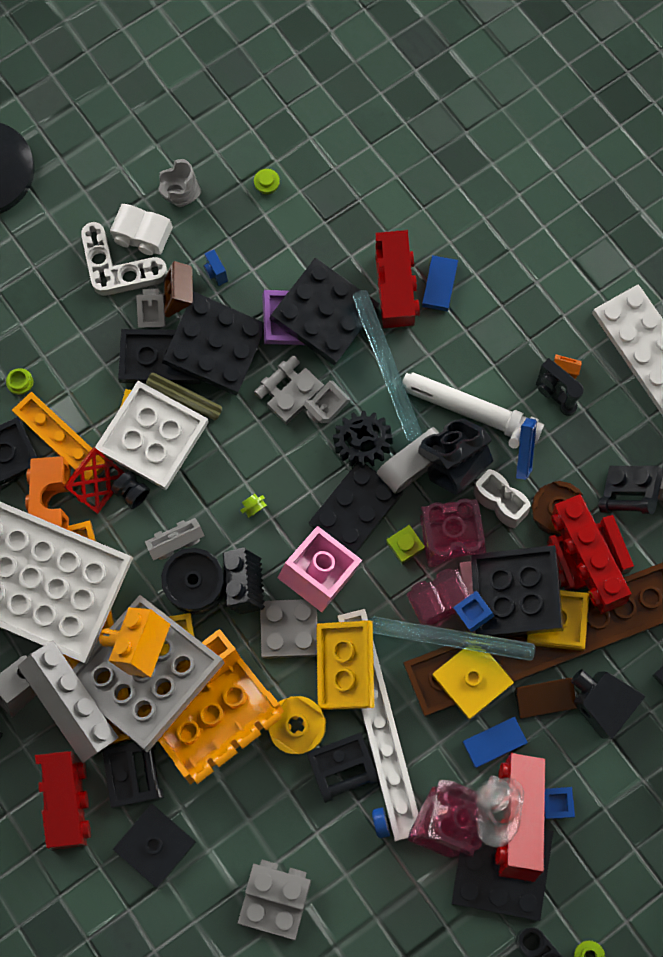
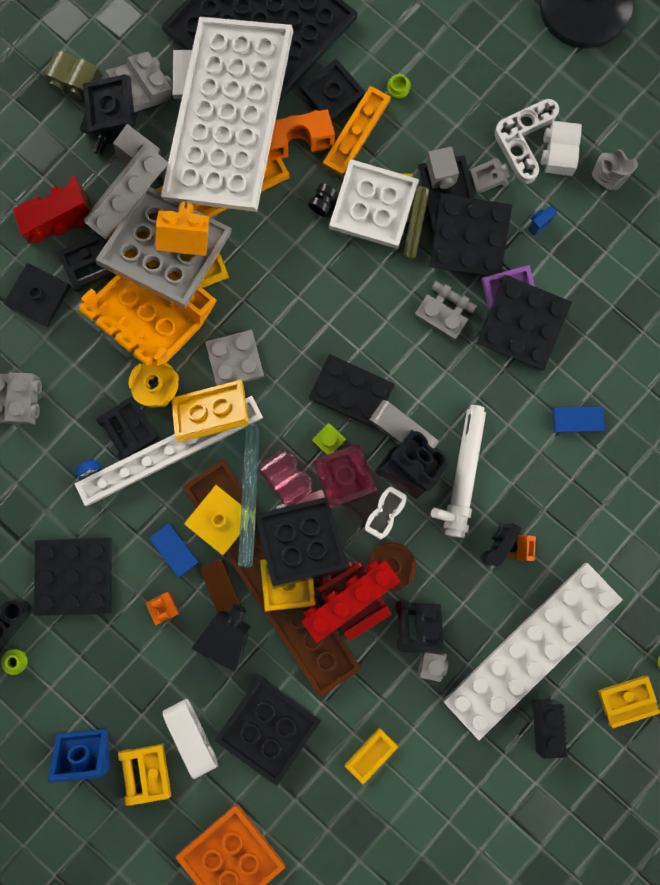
camera: 75 degrees right, 10 degrees up
(80, 470) = (327, 152): red window -> none
(133, 353) = (442, 168): none -> light grey brick
(165, 543) = (285, 243): light grey plate -> none
(177, 288) = (513, 192): slope -> none
(178, 576) = (245, 258): black wheel -> none
(243, 581) = (263, 310): black brick -> none
(253, 505) = (333, 304): lime plate -> none
(266, 181) = (638, 245): lime plate -> none
(319, 568) = (286, 370): bright pink brick -> none
(326, 403) = (438, 344): light grey bracket -> none
(362, 438) = (404, 387): black gear -> none
(387, 365) = (486, 388): clear light blue axle -> none
(396, 279) = (569, 378): red wedge -> none
(448, 821) = (95, 525): clear pink piece -> none
(473, 611) = (273, 507): blue plate -> none
(499, 810) = (105, 563): clear piece -> none
(524, 854) = (108, 584): brick -> none
(526, 448) = (435, 526): blue tile -> none
(559, 770) = (162, 608): none -> orange tile
(559, 803) = (132, 612): blue plate -> none

